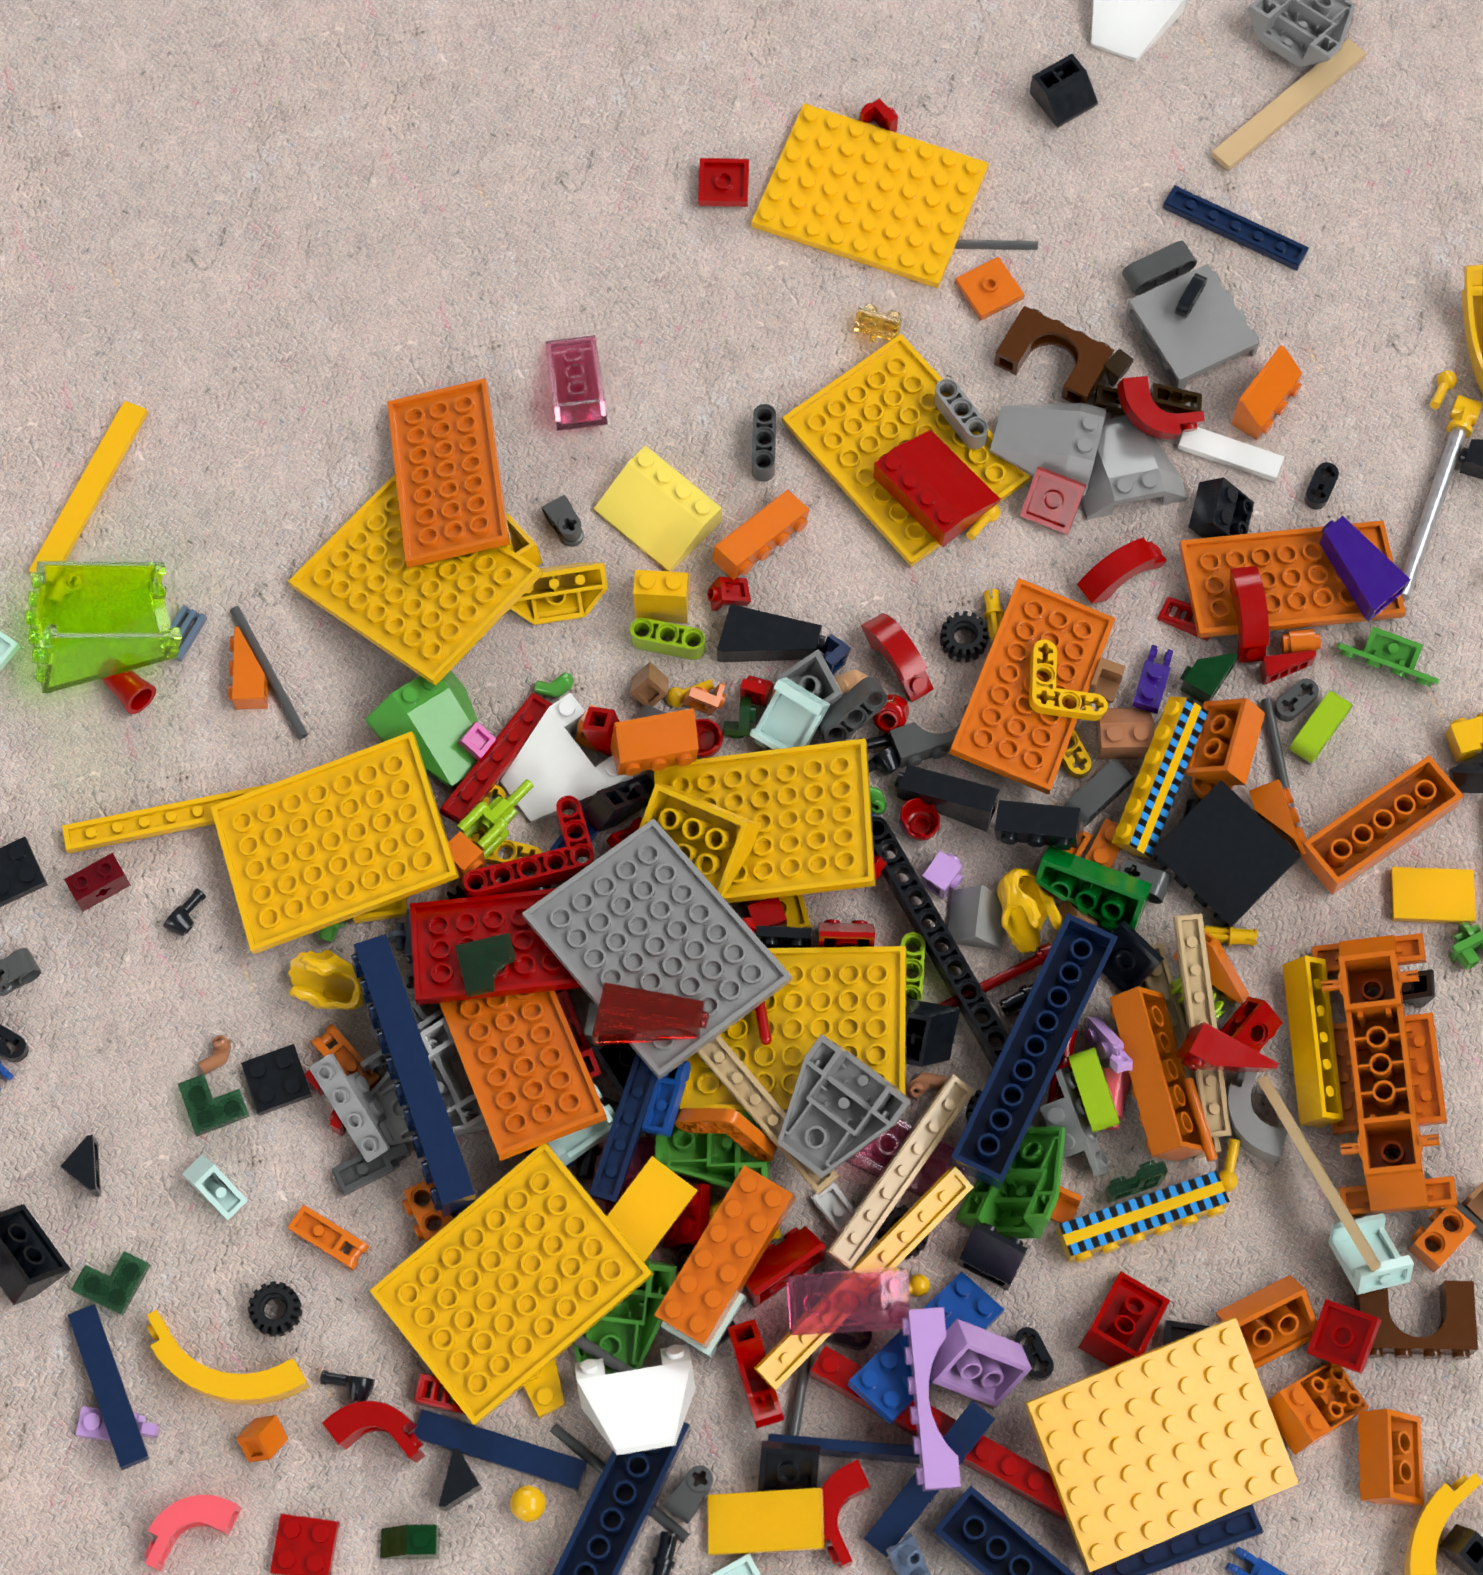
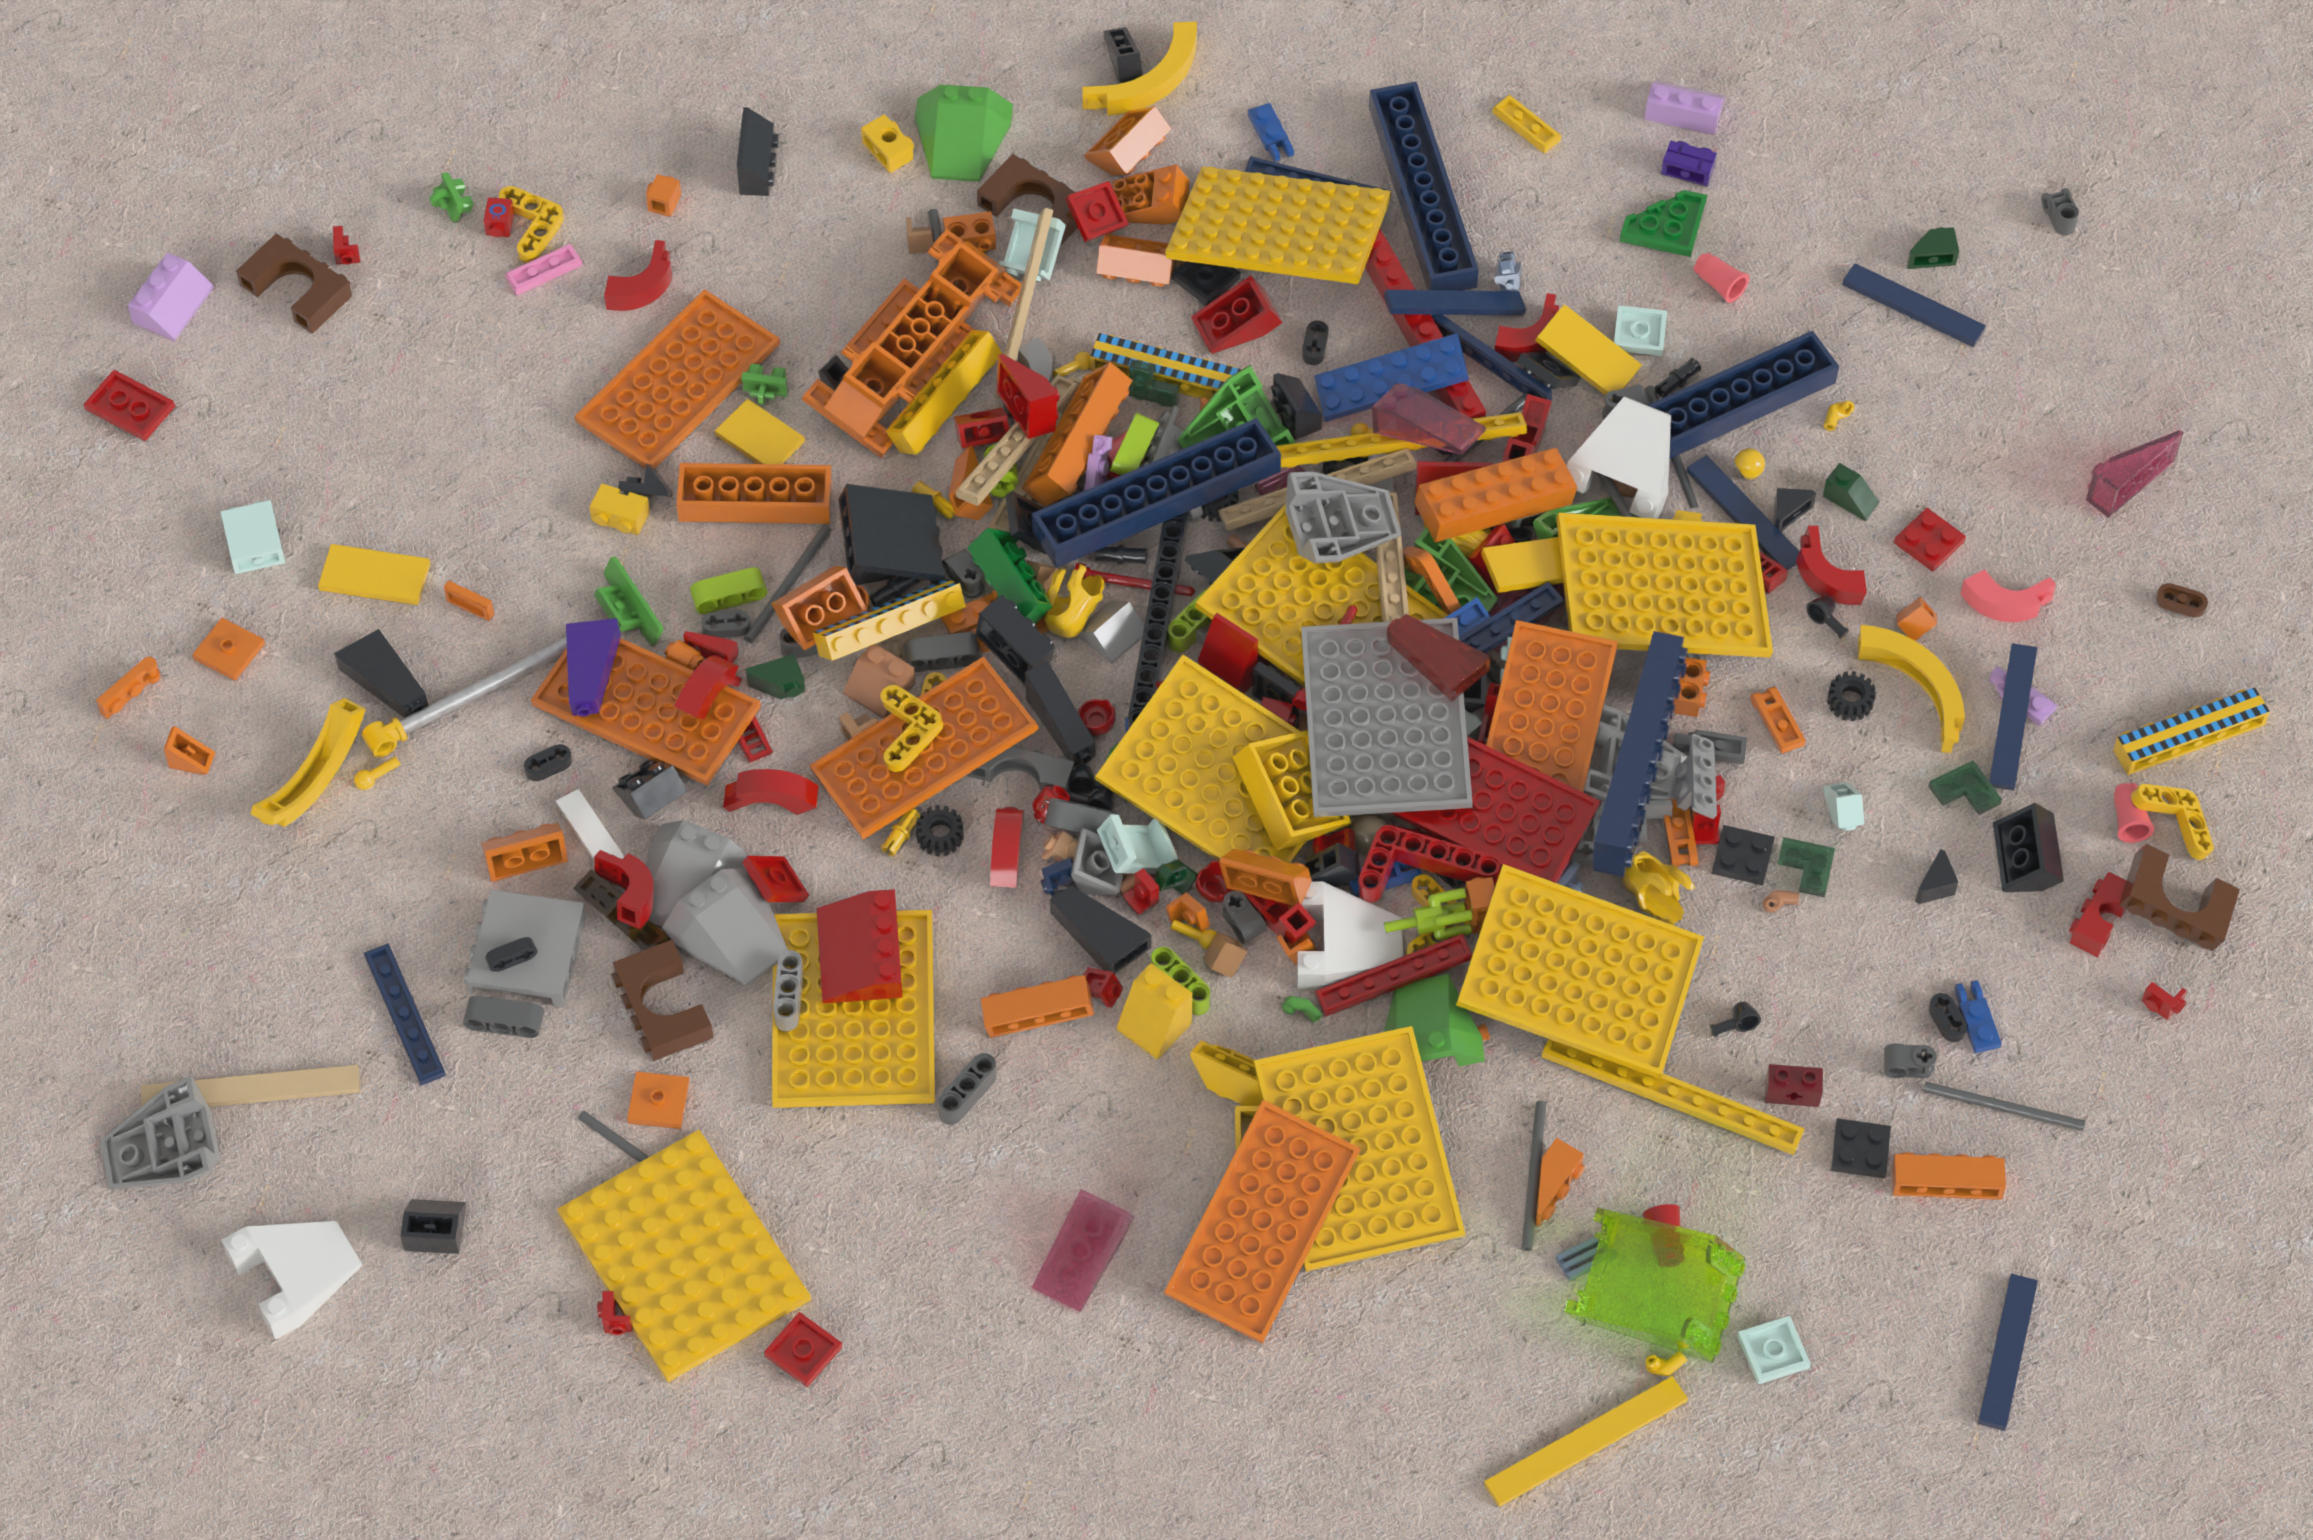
camera: 145 degrees left, 10 degrees down
(477, 740) = (1402, 989): plate -> none
(482, 961) = (1527, 795): clear green tile -> none
(563, 519) = (1189, 1135): dark grey piece -> none
(658, 509) = (1102, 1092): light yellow slope -> none
(877, 323) = (774, 1119): clear yellow hips -> none
(937, 1460) = (1395, 355): lavender arch -> none
(943, 874) = (1111, 671): lavender brick -> none
(979, 1363) = (1361, 342): lavender slope -> none
(1117, 366) = (619, 950): dark brown slope -> none
(1152, 682) = (823, 703): dark purple hinge -> none
(1200, 1119) = (1073, 390): orange bar -> none
(1274, 807) = (826, 544): orange slope -> none

